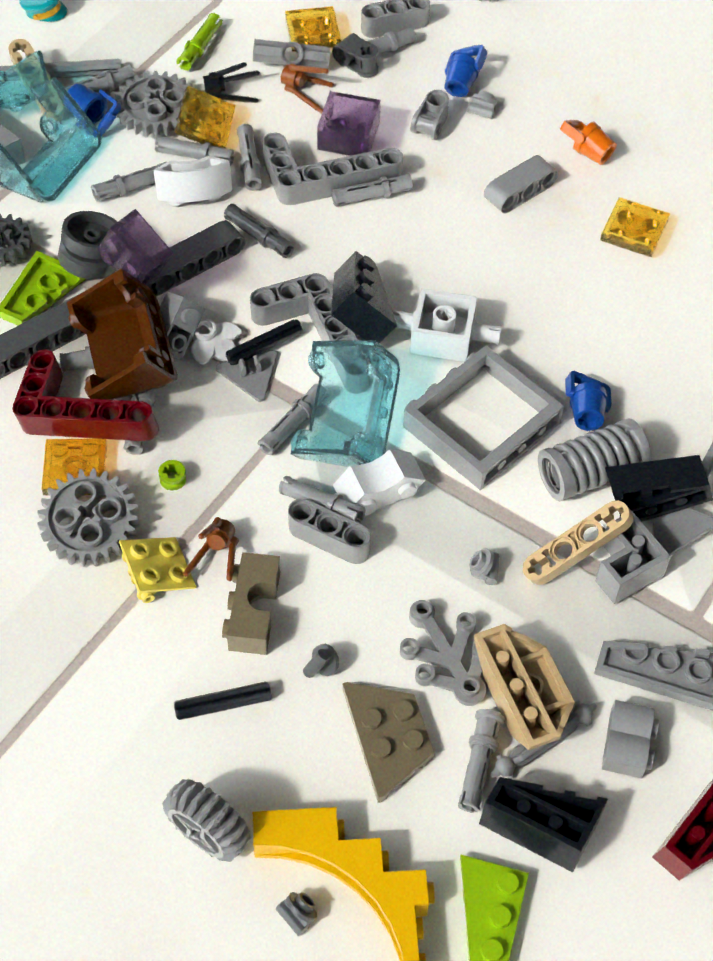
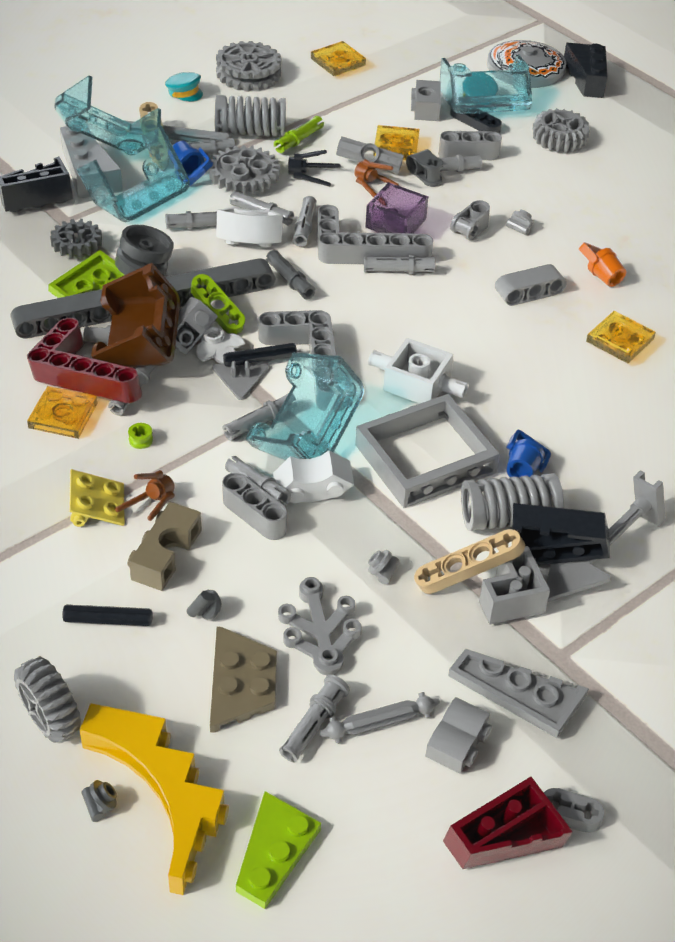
camera: 15 degrees right, 10 degrees down
(65, 503) = (55, 442): light grey gear -> none
(134, 23) = (248, 118): none -> light grey piece
(135, 248) = (172, 254): clear purple piece -> none
(195, 279) = (216, 293): none -> lime beam
(204, 118) = (278, 184): clear yellow plate -> none
(361, 299) = (354, 336): black wedge -> none
(463, 69) = (512, 193): blue piece -> none
(524, 685) = (377, 662): tan wedge -> none
(542, 820) = (350, 781): black wedge -> none

